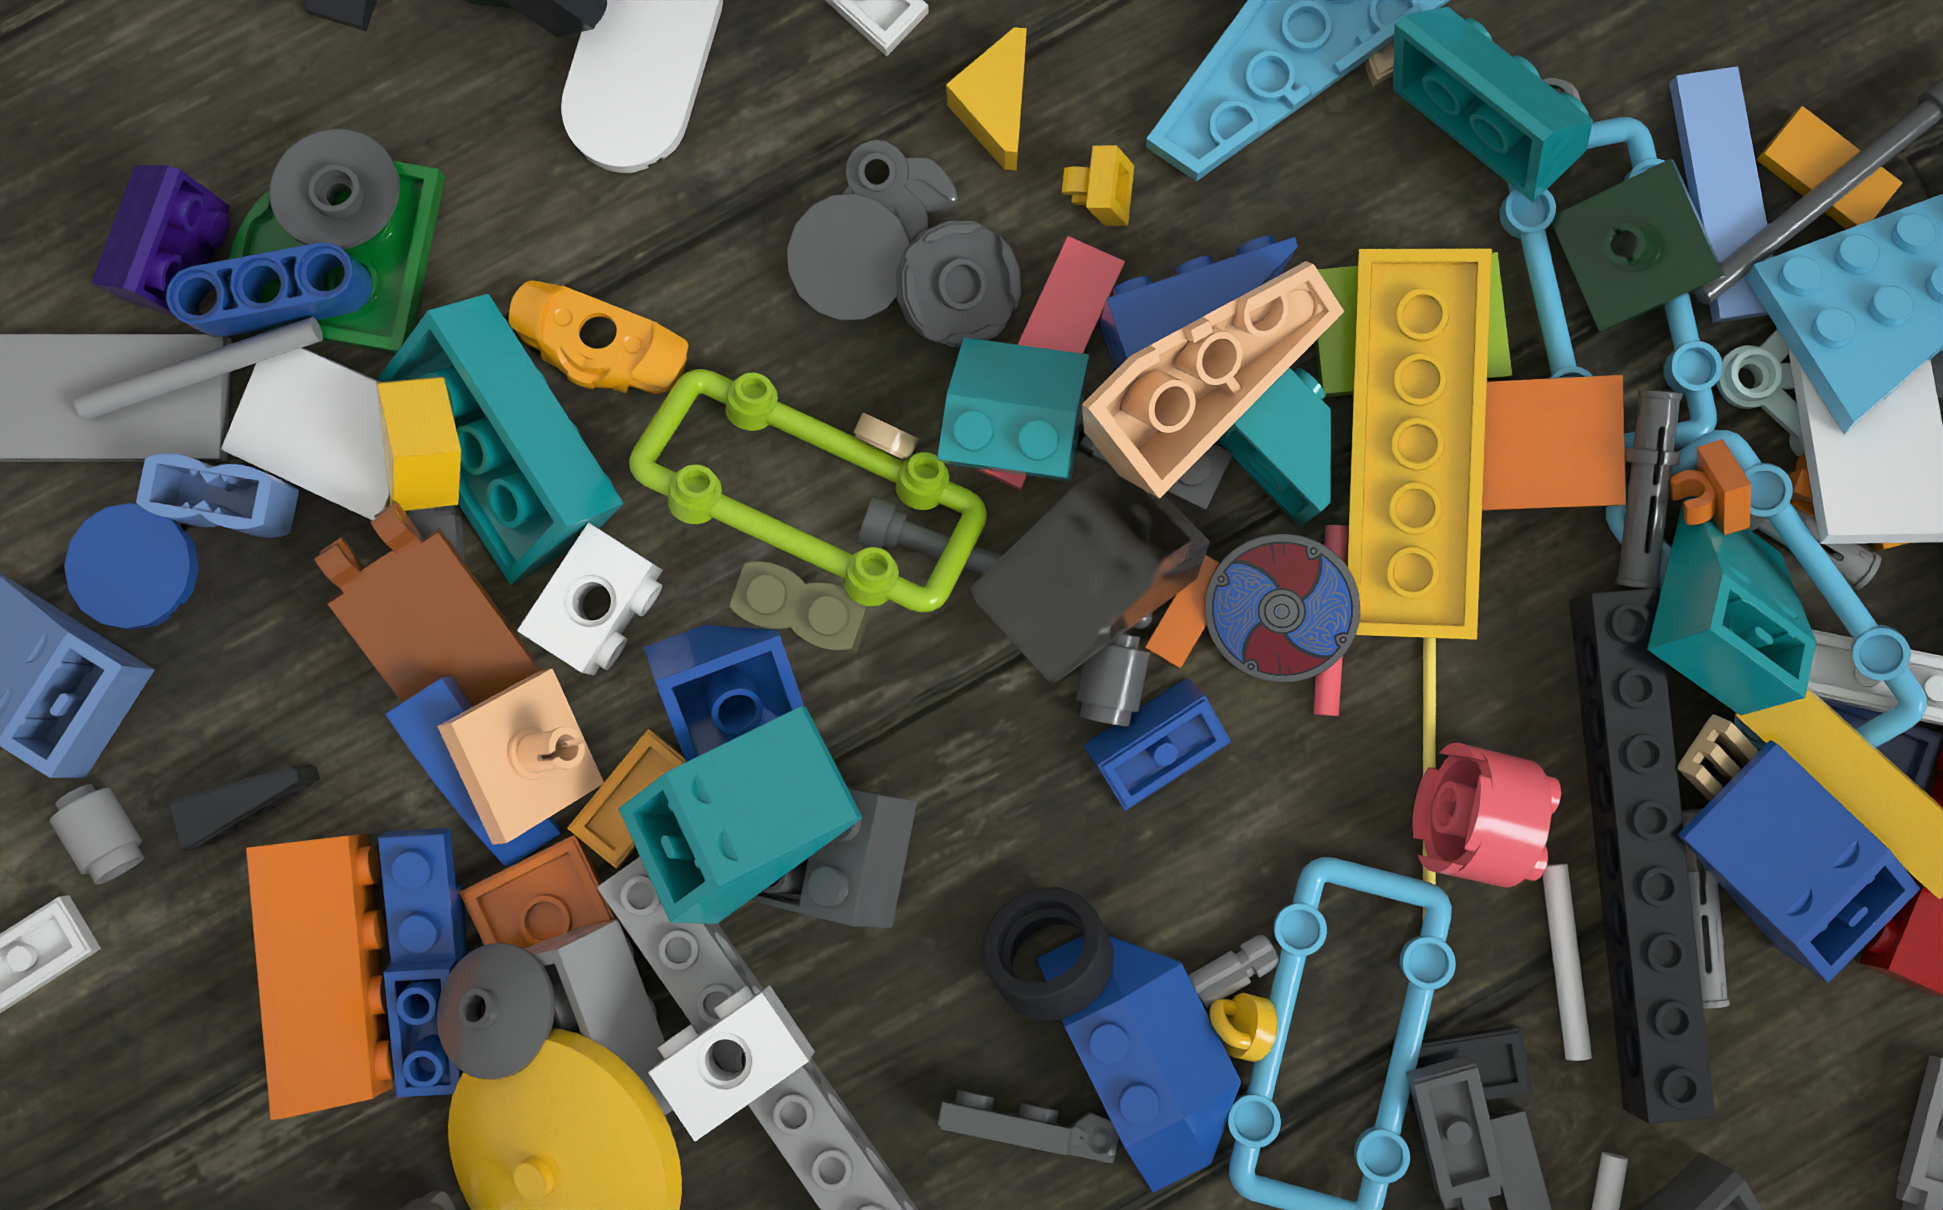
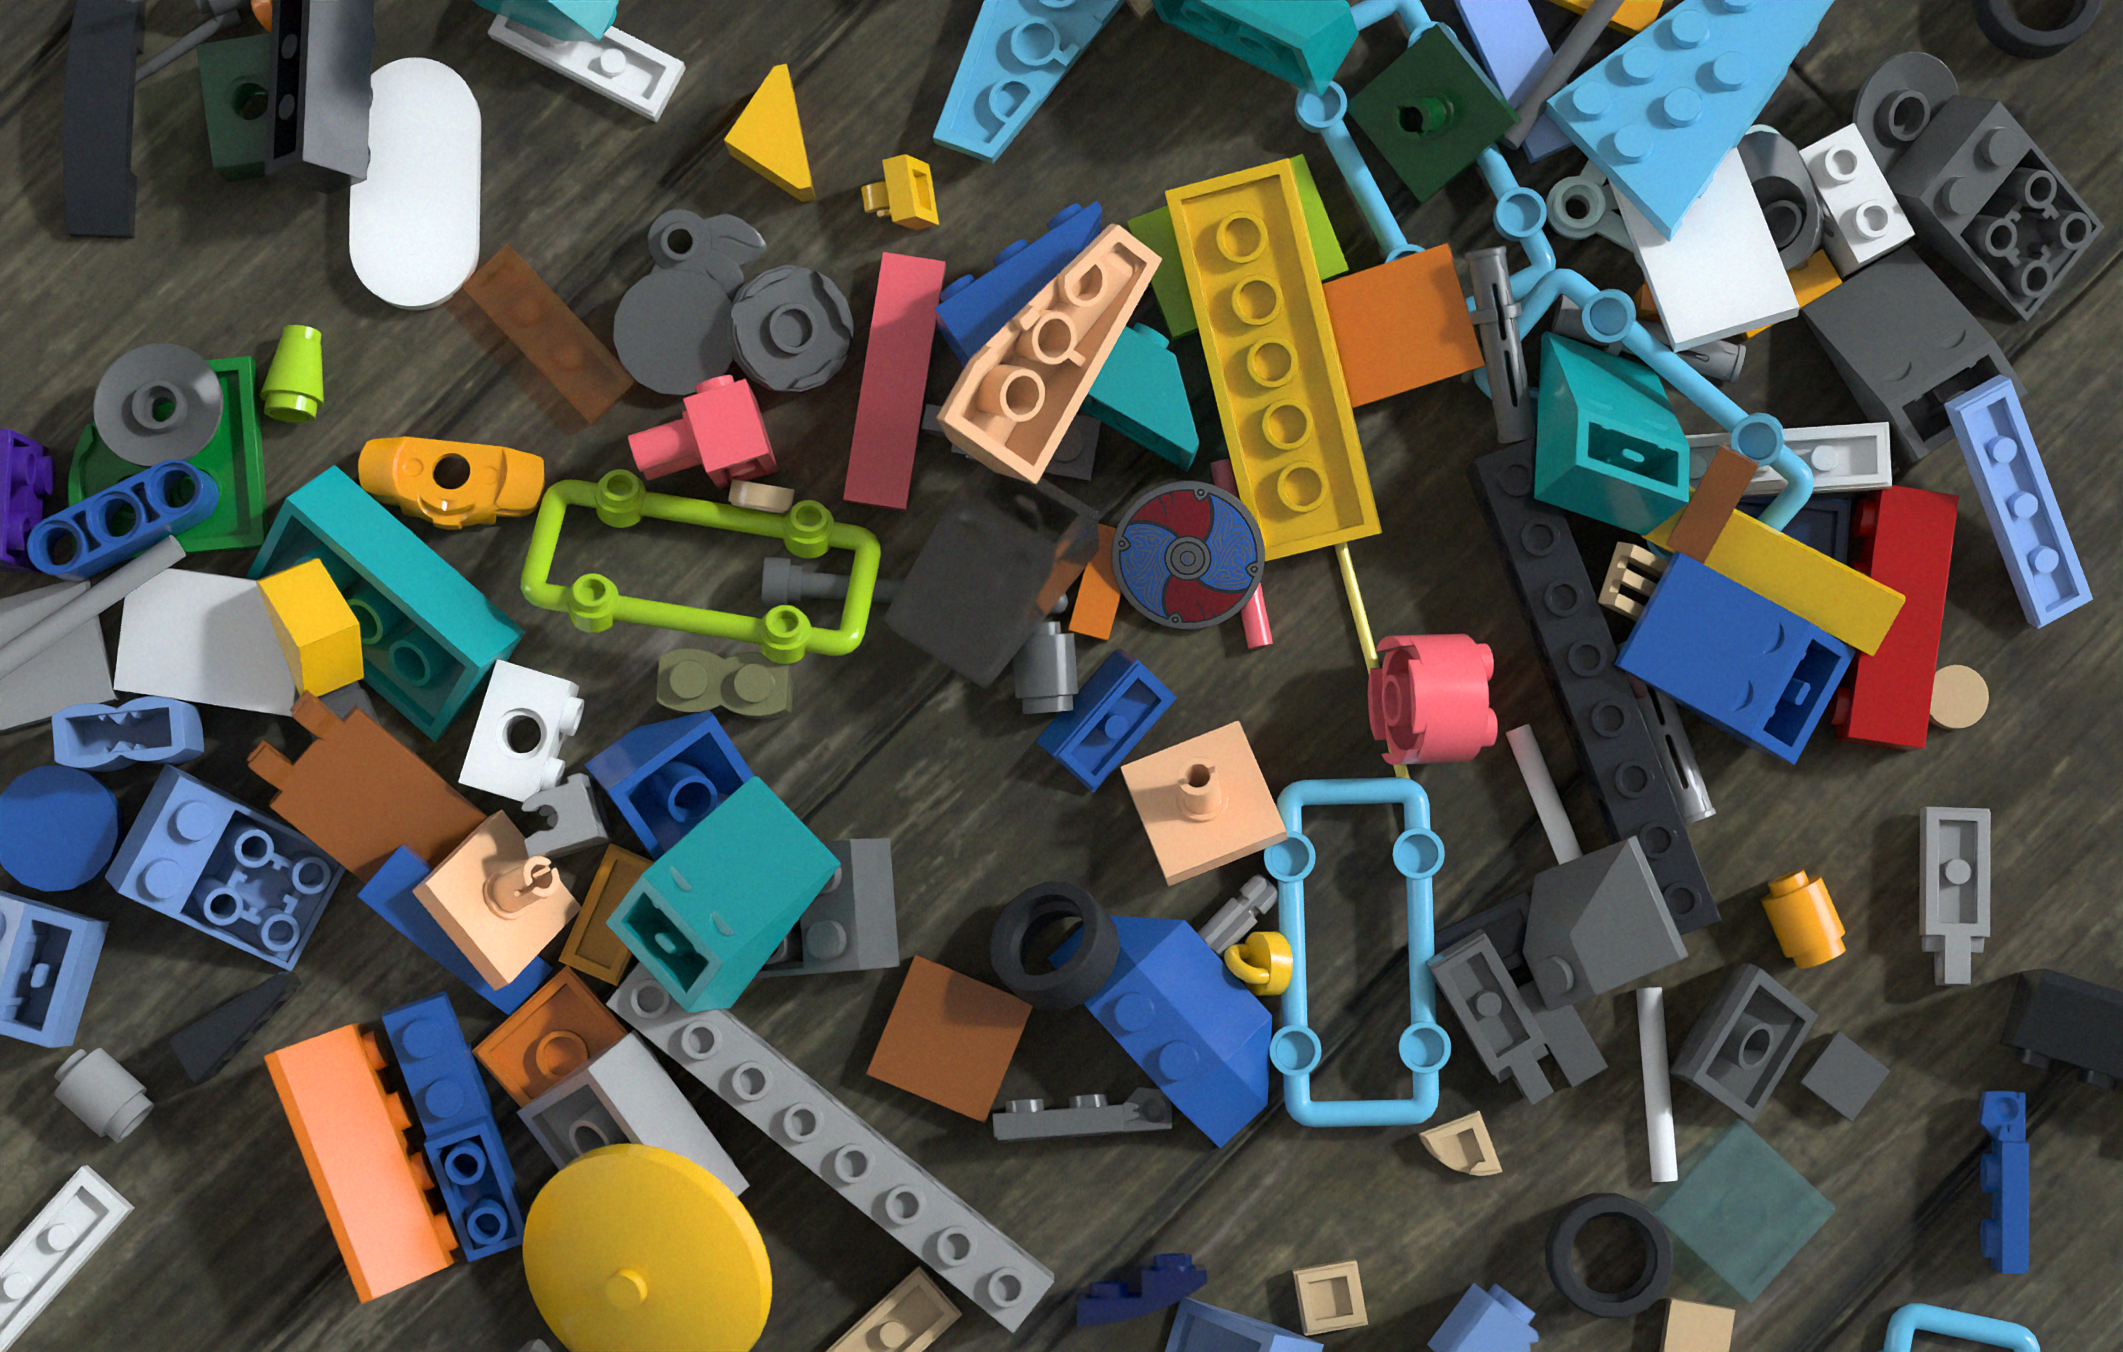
camera: 25 degrees left, 0 degrees up
(273, 650) = (225, 868): none -> medium blue slope
(476, 201) = (295, 377): none -> lime cone
(516, 1014) = (565, 1151): dark grey dish -> none
(622, 697) = (577, 818): none -> light grey hinge
(708, 1095) = (768, 1163): white brick -> none
(729, 228) = (550, 334): none -> clear orange tile
(861, 361) = (716, 430): none -> coral brick
(921, 1011) = (949, 1038): none -> dark orange tile
(1014, 409) = (877, 436): teal slope -> none
(1231, 853) = (1204, 803): none -> light nougat tile
(1589, 1086) = (1597, 925): none -> dark grey slope
(1720, 489) = (1562, 328): orange tile -> none
(1789, 1134) = (1804, 919): none -> light orange brick
(1826, 702) = (1712, 503): none -> dark orange piece

